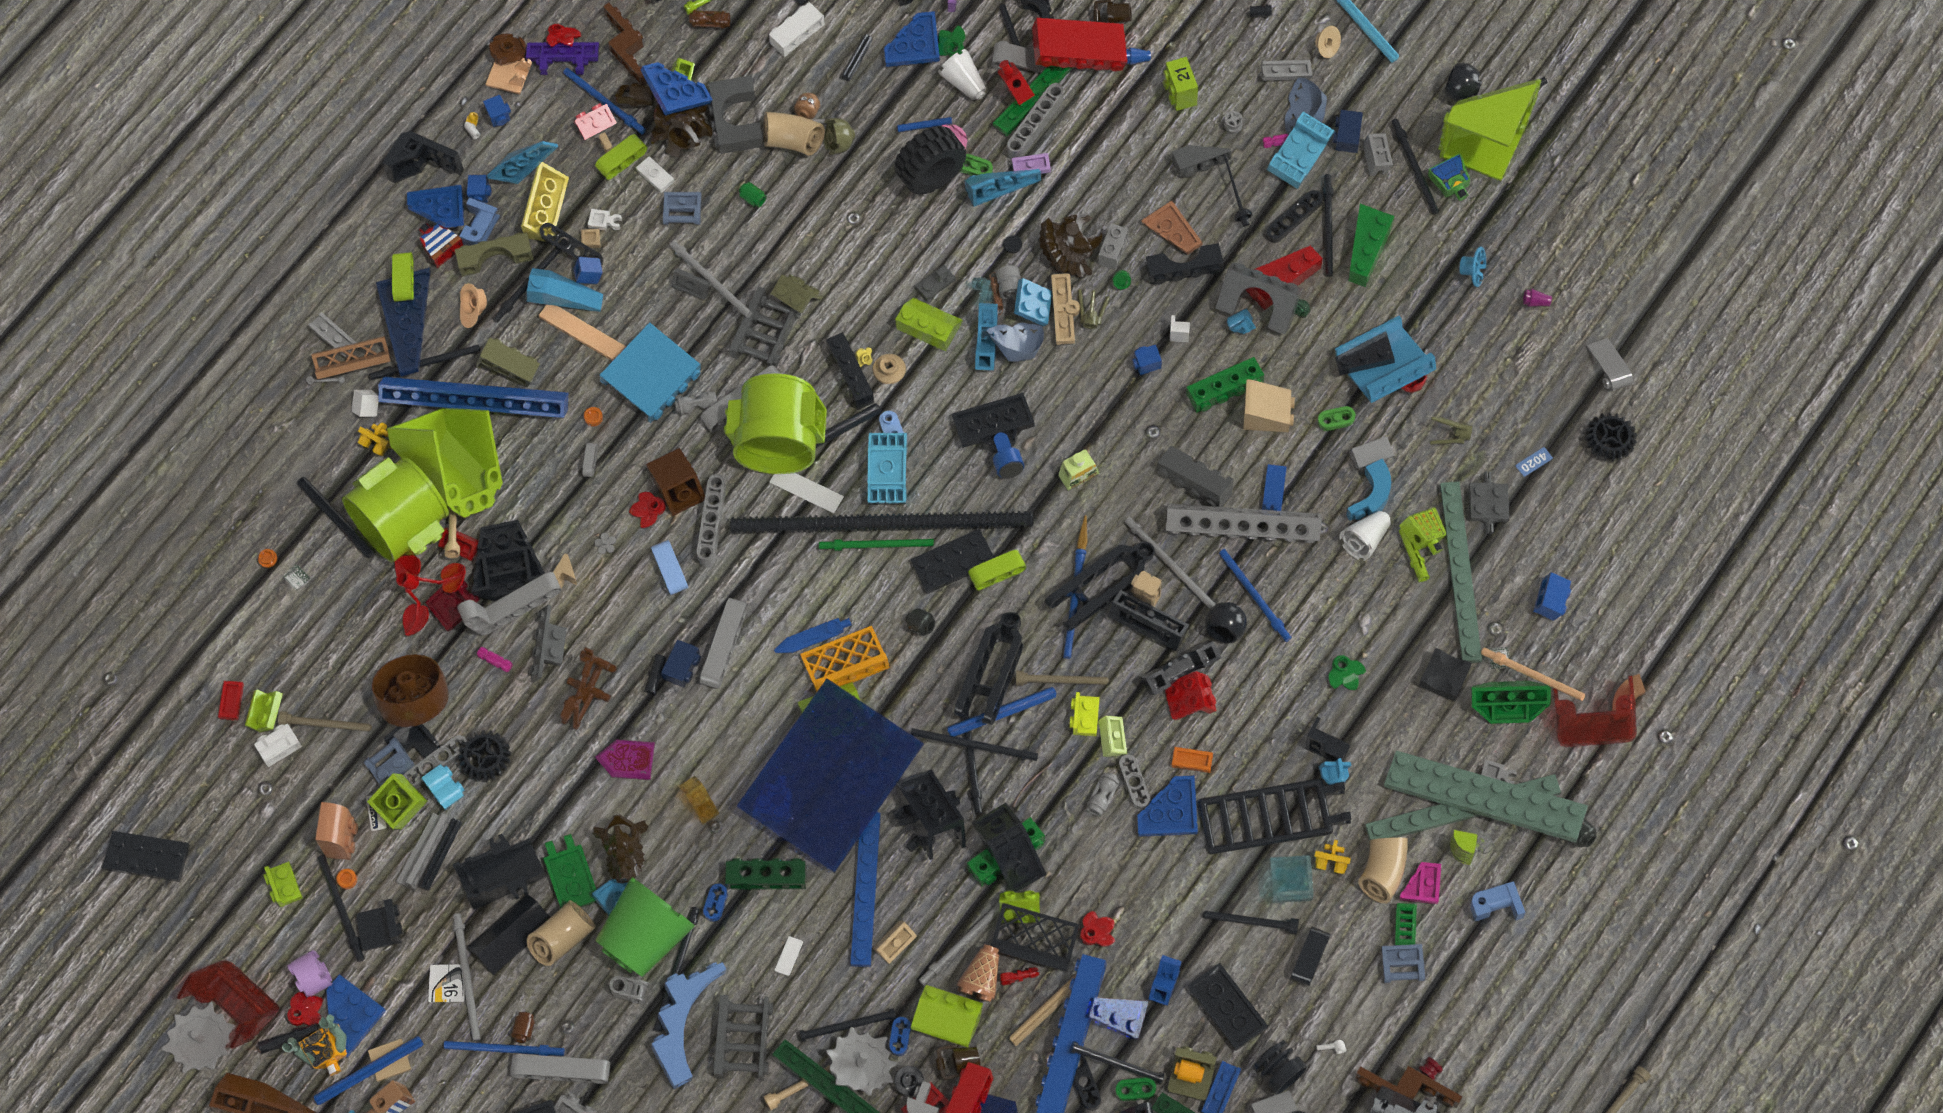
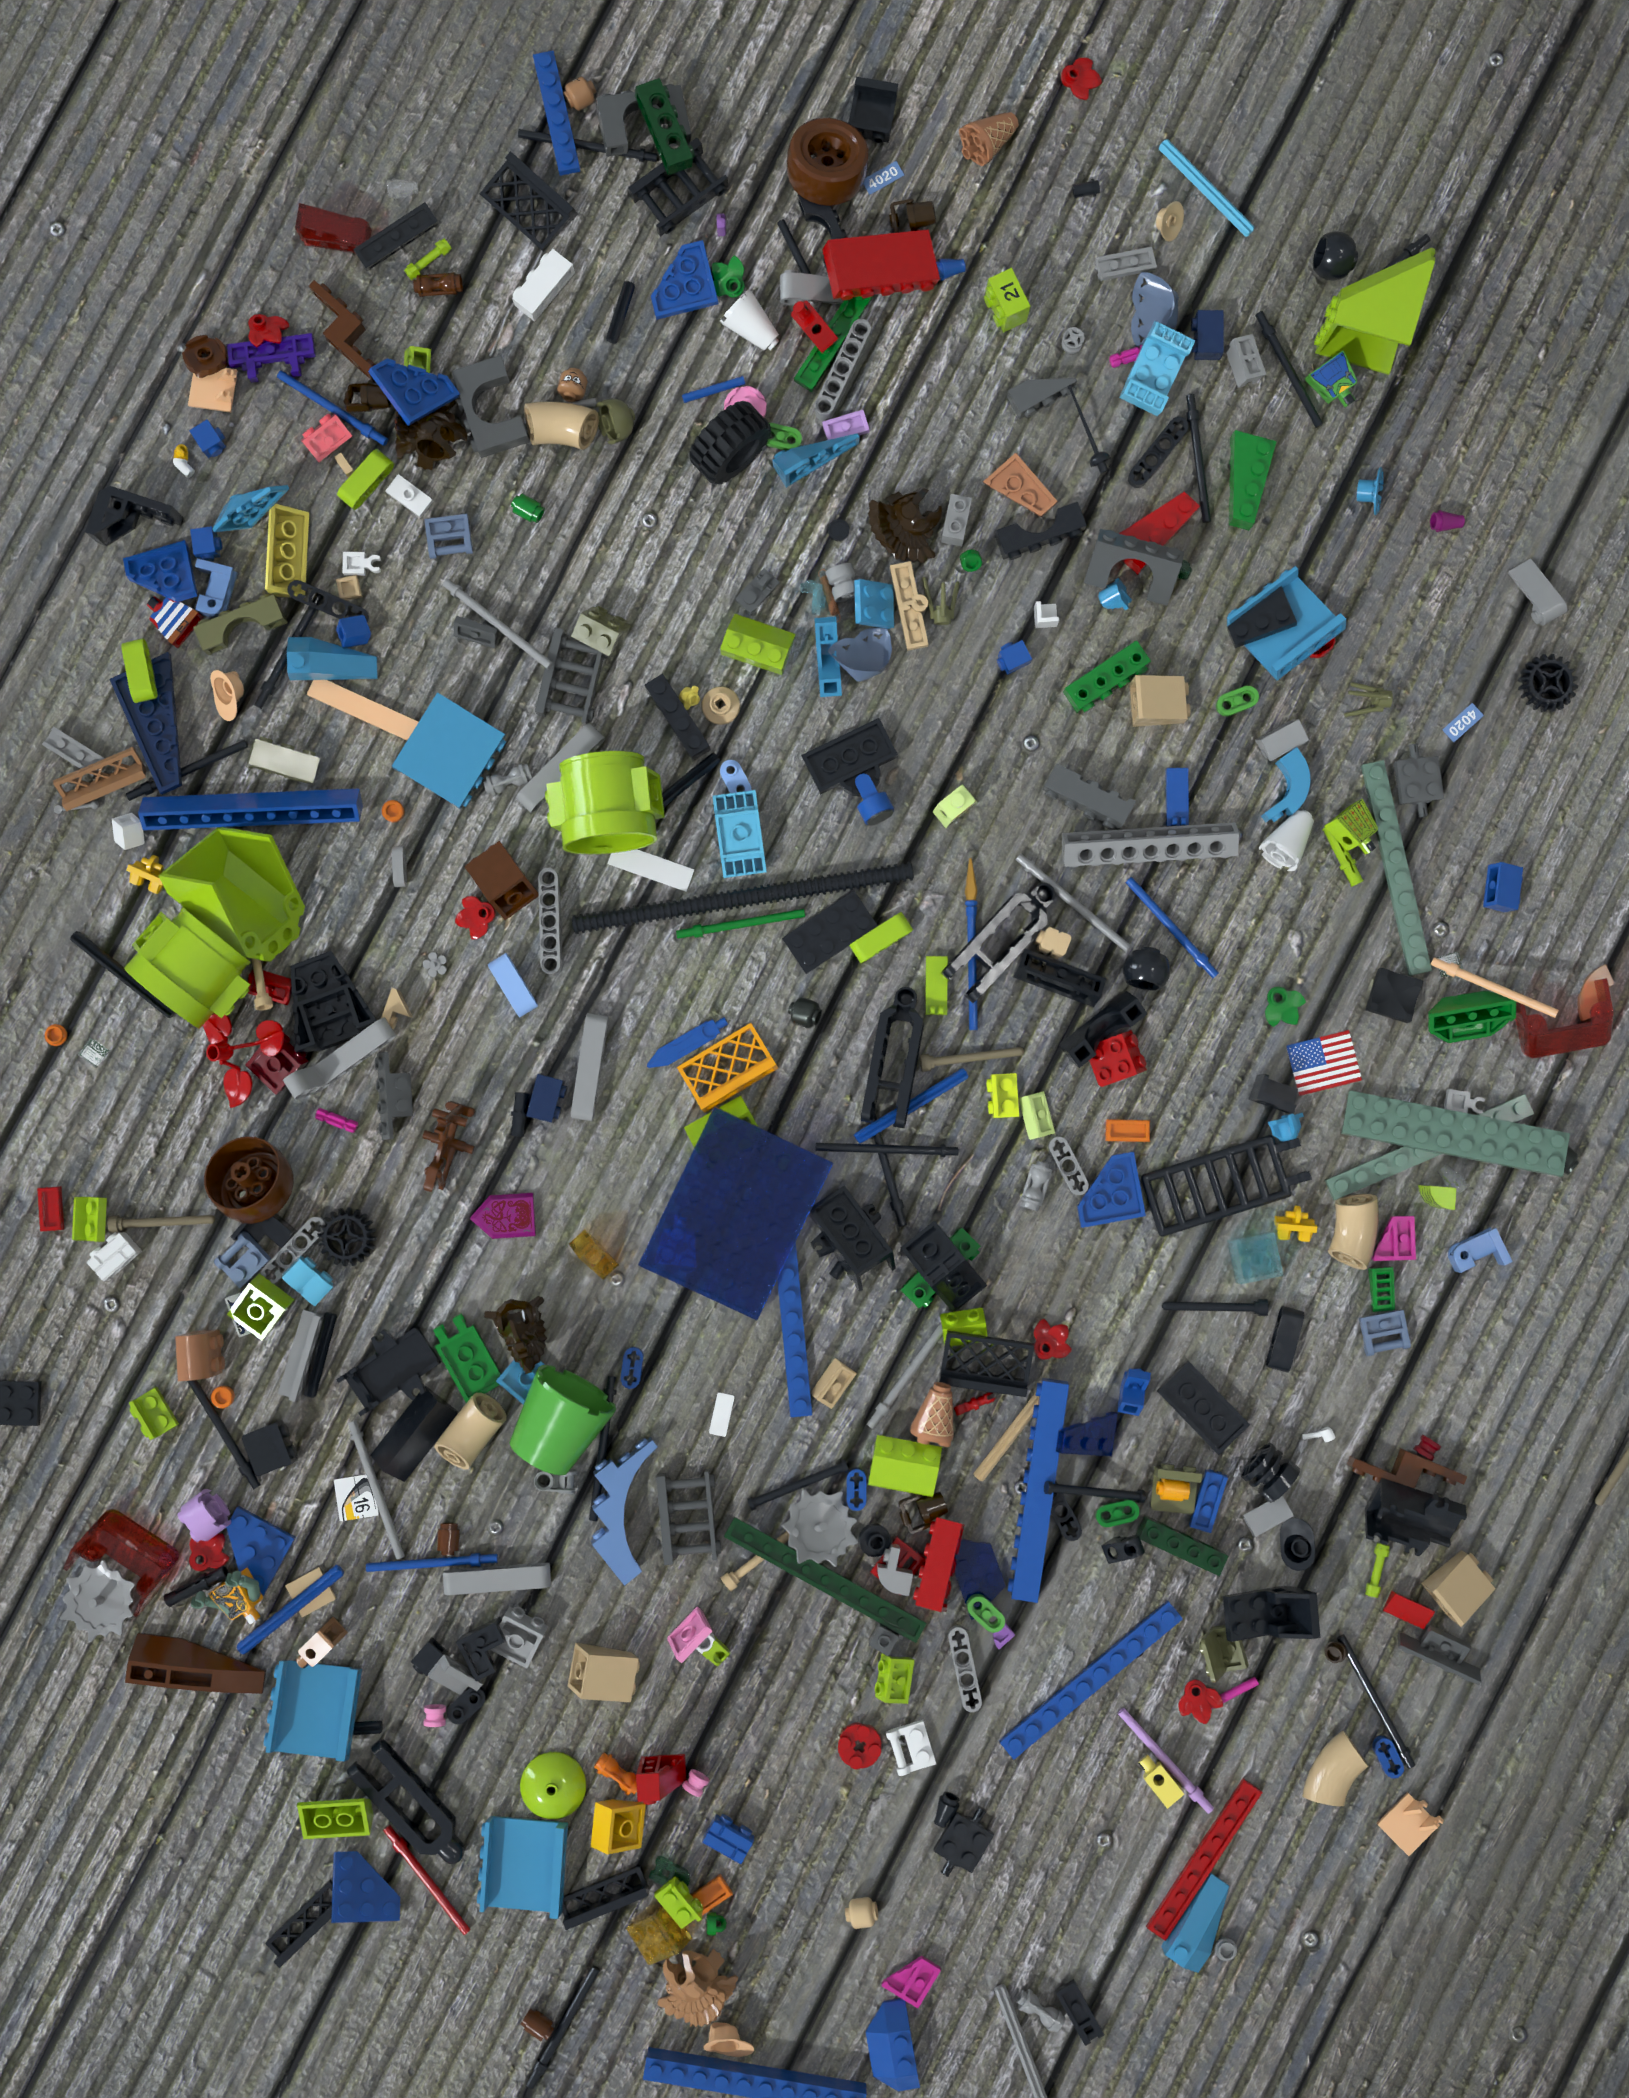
camera: 10 degrees left, 20 degrees up
(775, 880) = (649, 1340): dark green brick -> none
(1039, 617) = (935, 985): none -> lime hinge
(1377, 726) = (1324, 1063): none -> sticker

